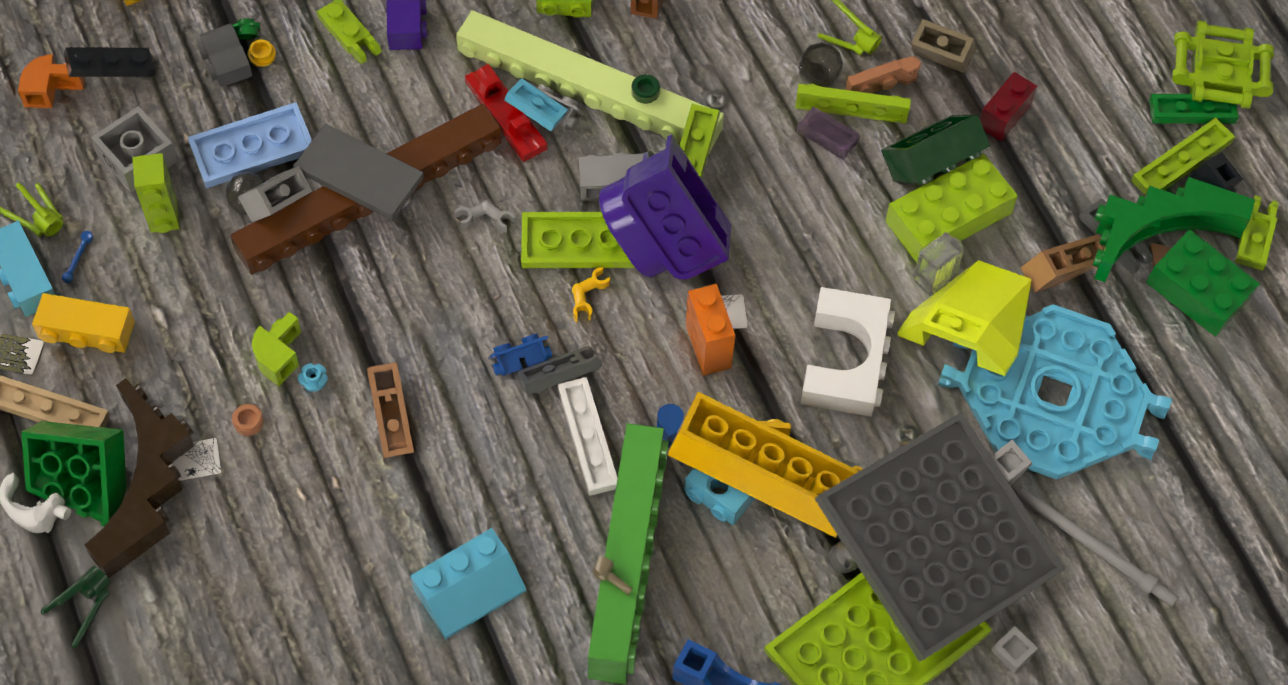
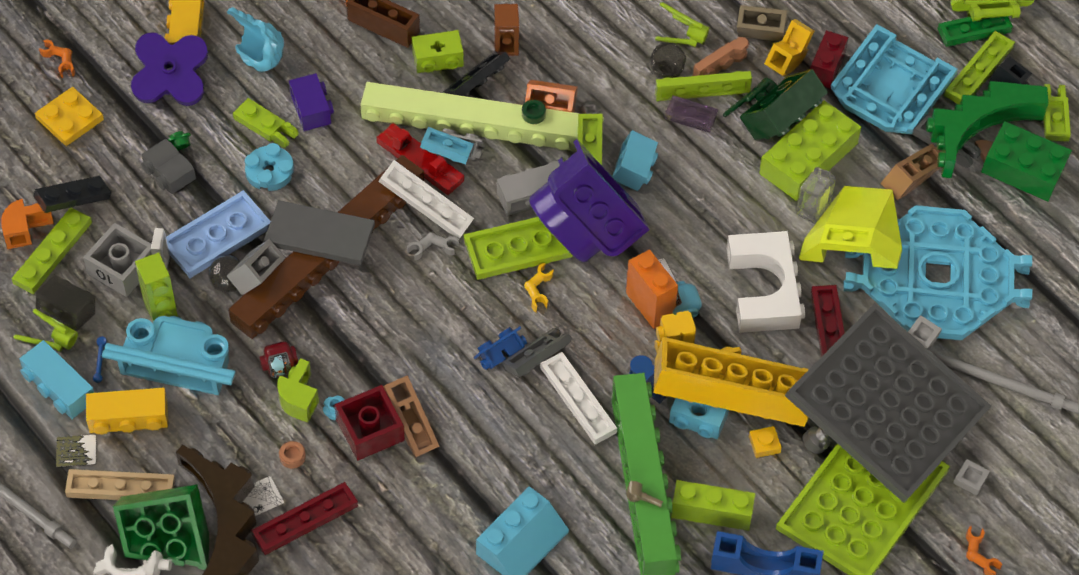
camera: 15 degrees left, 5 degrees down
(60, 183) = (65, 302): none -> clear smoke brick
(69, 120) = (51, 250): none -> lime plate
(155, 270) = (174, 354): none -> medium azure brick
(178, 151) = (160, 245): none -> white tile
(234, 498) = (304, 518): none -> dark red plate
(261, 53) = (198, 157): yellow plate -> none
(268, 305) = (278, 359): none -> head
(332, 69) = (265, 156): none -> medium azure plate
(341, 405) = (369, 422): none -> dark red brick
(491, 162) = (426, 199): none -> white plate
(601, 31) = (478, 75): none -> black plate
(675, 74) = (552, 95): none -> orange brick
(698, 604) = (712, 505): none -> lime brick
(721, 385) = (676, 327): none -> yellow brick
(744, 172) = (635, 161): none -> medium azure brick
(748, 351) = (687, 299): none -> medium azure head
(786, 542) = (765, 442): none -> yellow plate
(907, 410) = (827, 316): none -> dark red plate
(914, 125) = (757, 93): none -> dark green plant
(967, 87) = (791, 51): none -> yellow brick
(1072, 151) = (891, 82): none -> medium azure wedge

